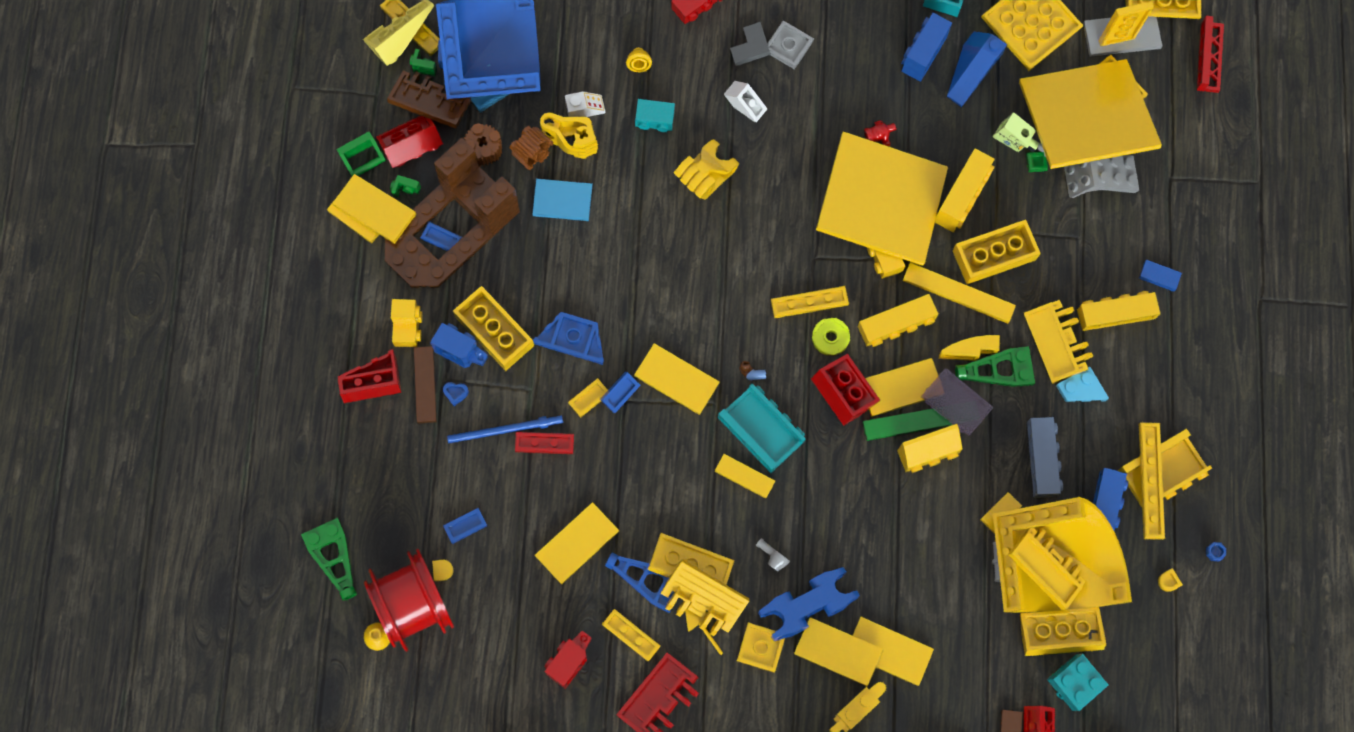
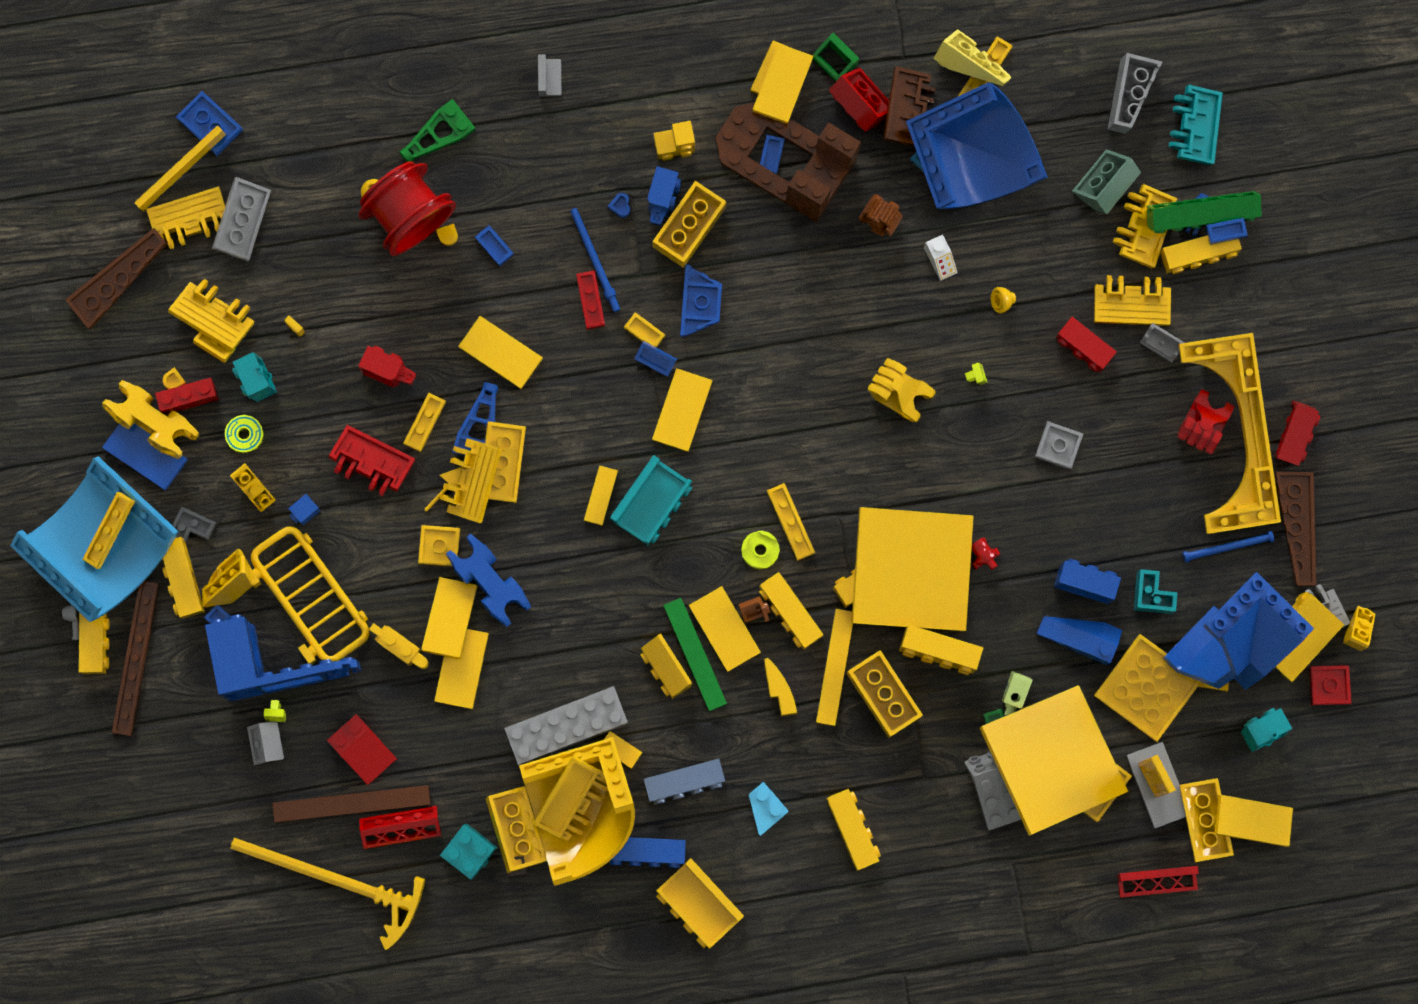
camera: 75 degrees right, 5 degrees up
(303, 433) = (549, 76): none -> light grey panel
(372, 380) = (612, 124): red wedge -> none
(406, 184) = (814, 108): green bracket -> none
(424, 65) = (943, 88): green bracket -> none
(425, 384) = (620, 175): reddish brown tile -> none
(483, 135) = (877, 160): dark orange brick -> none
(562, 199) = (838, 260): dark azure tile -> none
(563, 127) = (908, 244): yellow piece -> none
(654, 115) = (947, 328): teal brick -> none
(705, 97) = (977, 374): none -> neon yellow tile
(745, 100) = (985, 414): white slope -> none
(750, 373) = (704, 478): arm -> none
(754, 48) = (1045, 411): dark grey tile -> none
(776, 559) = (526, 542): light grey bar -> none
(845, 389) = (707, 572): red slope -> none
(889, 354) = (754, 609): none -> dark orange bracket
(956, 402) = (720, 684): clear purple piece -> none
(970, 559) = (566, 726): none -> light grey brick
(1020, 363) = (773, 743): green plate -> none
(1054, 341) = (805, 771): yellow hinge -> none
(1151, 481) = (682, 888): yellow tile -> none
(1160, 275) = (902, 867): blue tile -> none
(1169, 581) = (589, 927): yellow tile -> none
(1216, 551) = (628, 968): blue tile -> none

